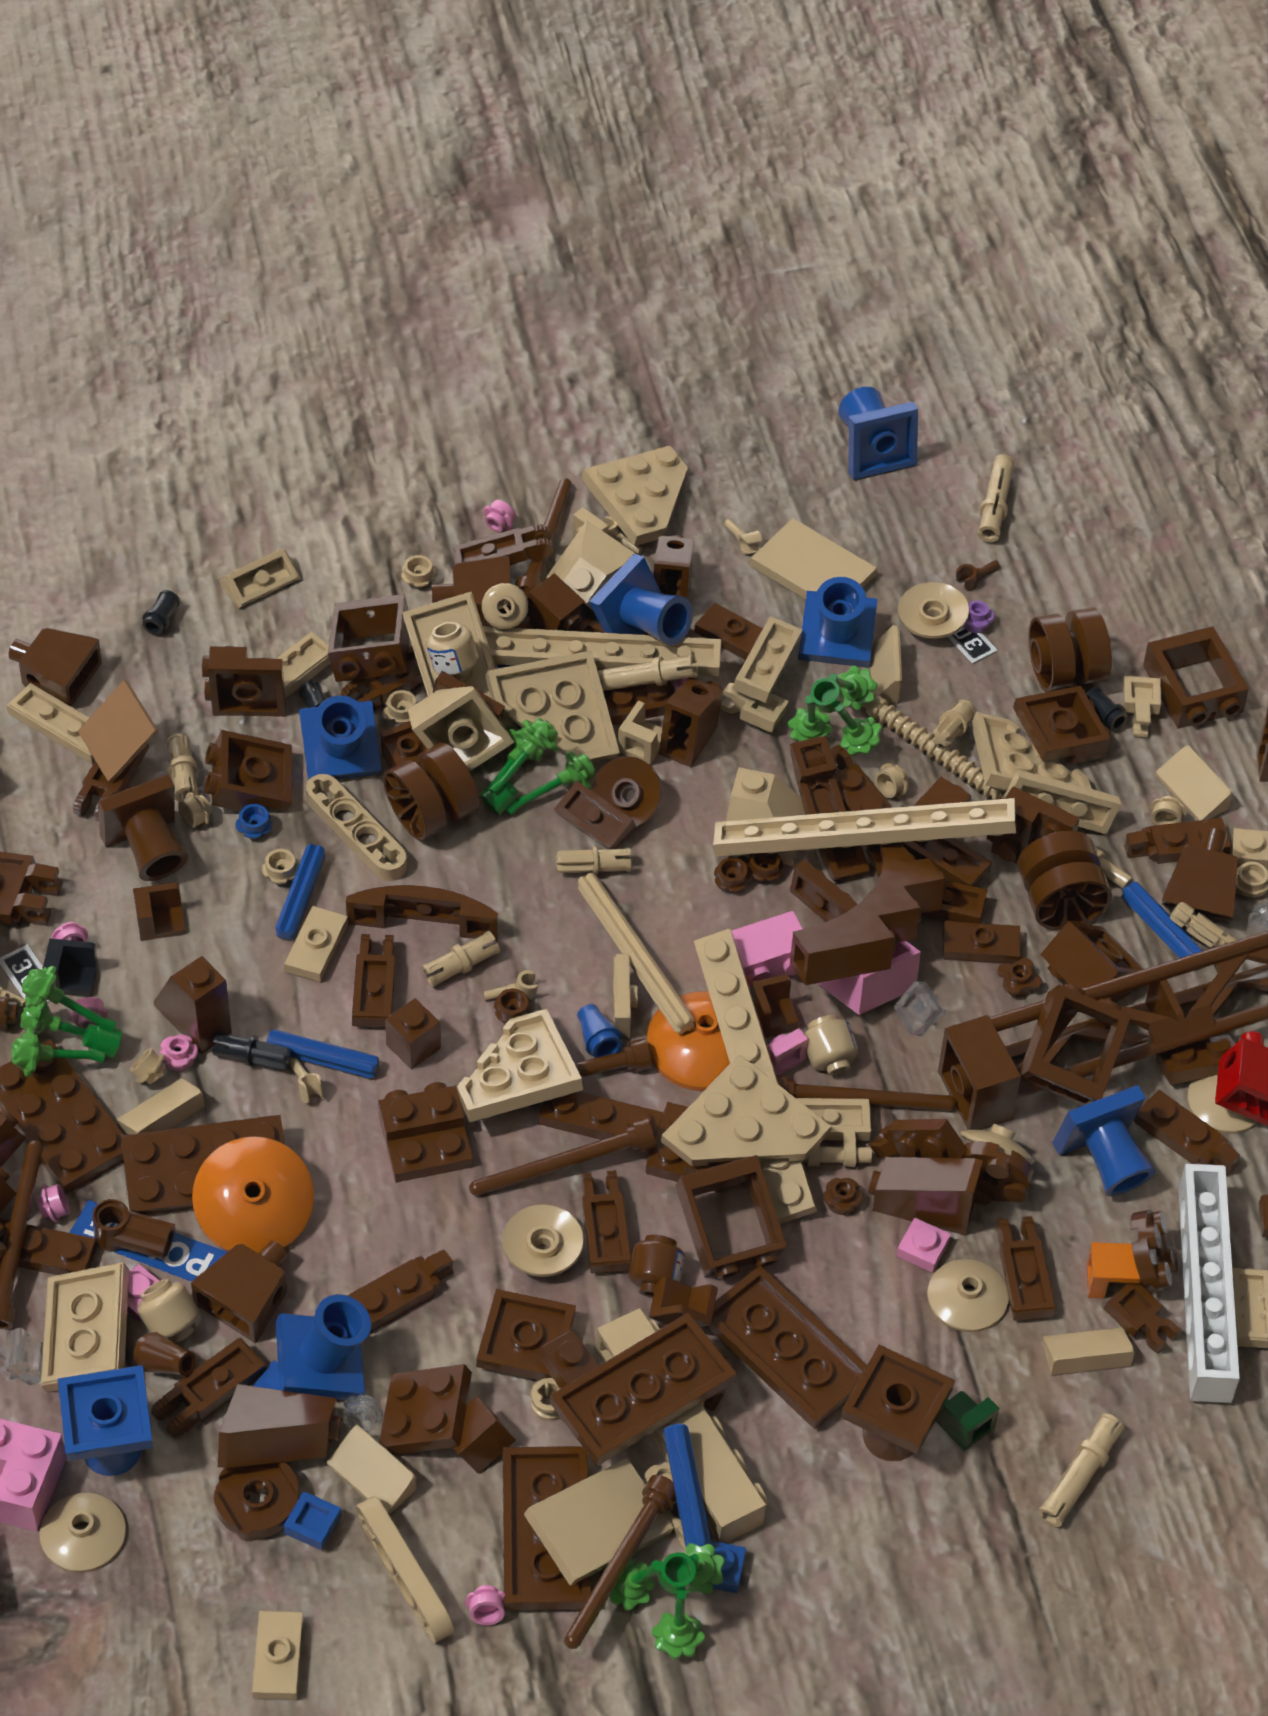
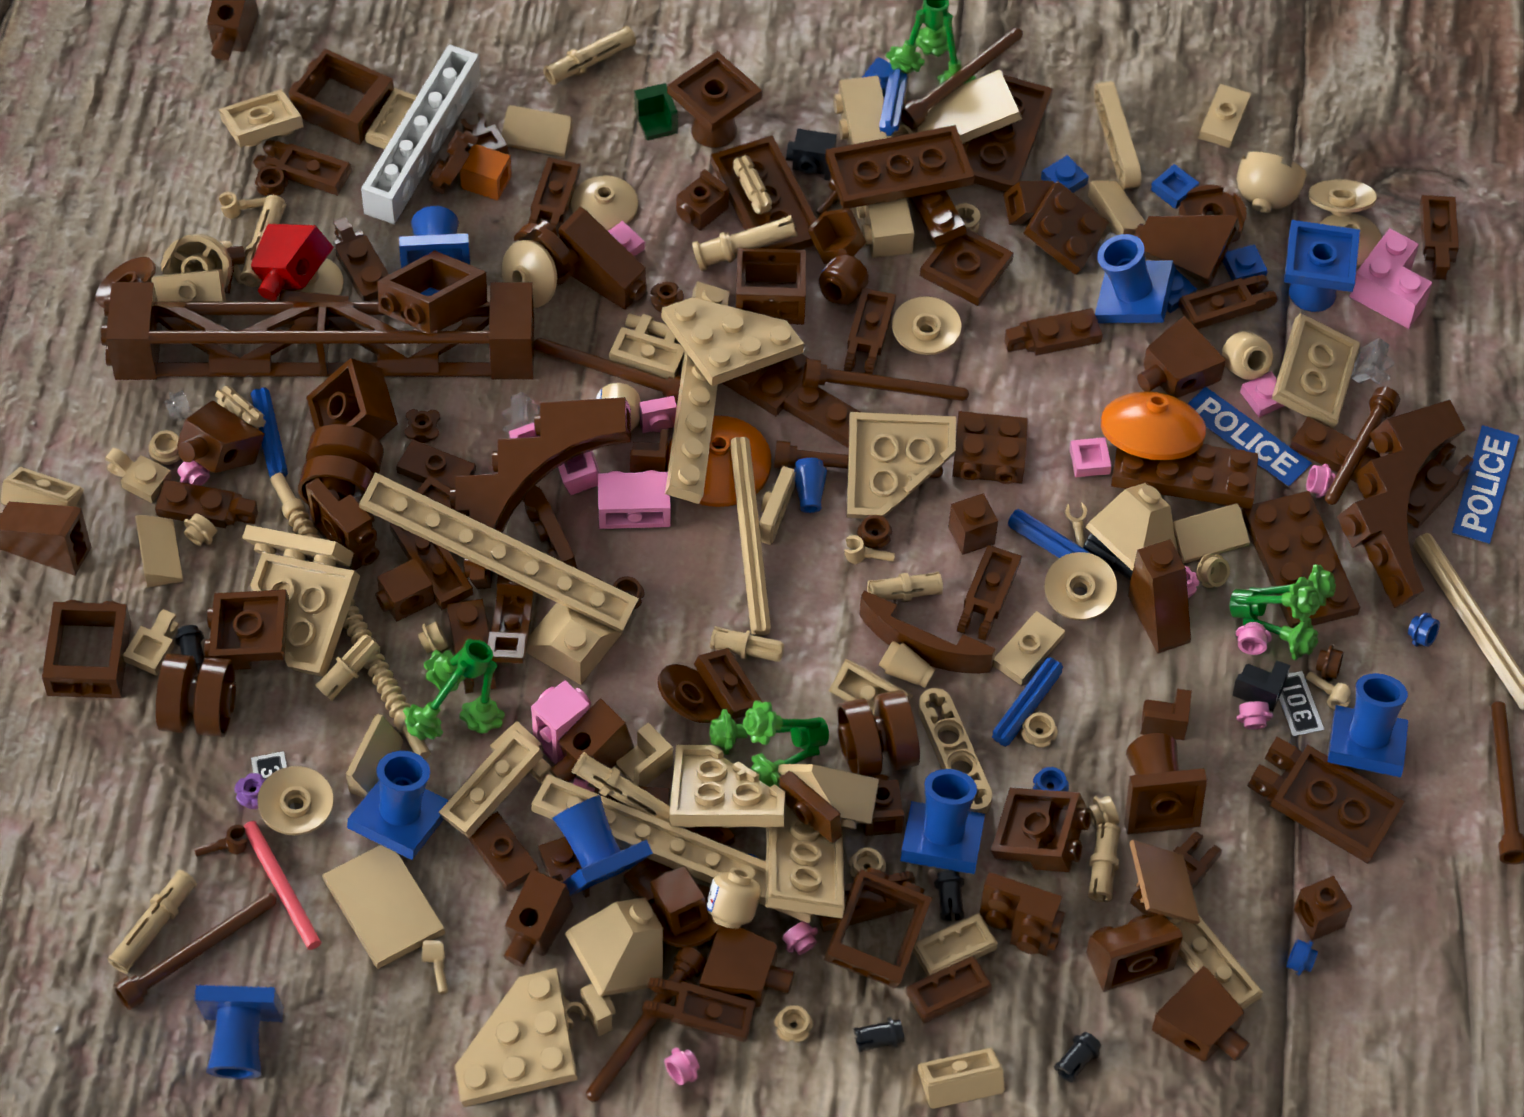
camera: 160 degrees left, 5 degrees up
(124, 1561) = (1342, 196): none -> tan dish
(134, 1230) = (1271, 435): reddish brown piece -> none
(144, 670) = (1134, 950): none -> reddish brown slope
(163, 1355) = (1258, 322): reddish brown cone -> none
(195, 1552) = (1269, 182): none -> tan cylinder
(198, 1449) = (1244, 263): none -> blue plate
(240, 1066) = (1133, 522): none -> tan slope
(281, 1004) = (1082, 571): none -> tan dish
(291, 629) = (948, 989): none -> reddish brown plate
(315, 1149) = (1090, 457): none -> bright pink plate
(332, 585) = (879, 1035): none -> black pin
(436, 878) = (905, 664): none -> tan cone
(451, 1499) = (1067, 173): none -> blue plate
(452, 649) = (825, 838): tan head -> none
(456, 862) = (858, 682): none -> tan slope
(486, 1605) = (1064, 97): bright pink plate -> none
(730, 719) = (555, 714): none -> bright pink brick
(758, 1418) = (809, 152): none -> black brick
(798, 1259) = (727, 245): none -> tan pin
(807, 1335) = (752, 184): none -> tan axle
(858, 1315) = (702, 200): none -> reddish brown brick
(904, 555) = (282, 885): none -> coral bar
(919, 1140) = (593, 289): reddish brown hinge -> none
(979, 448) = (133, 989): none -> reddish brown piece

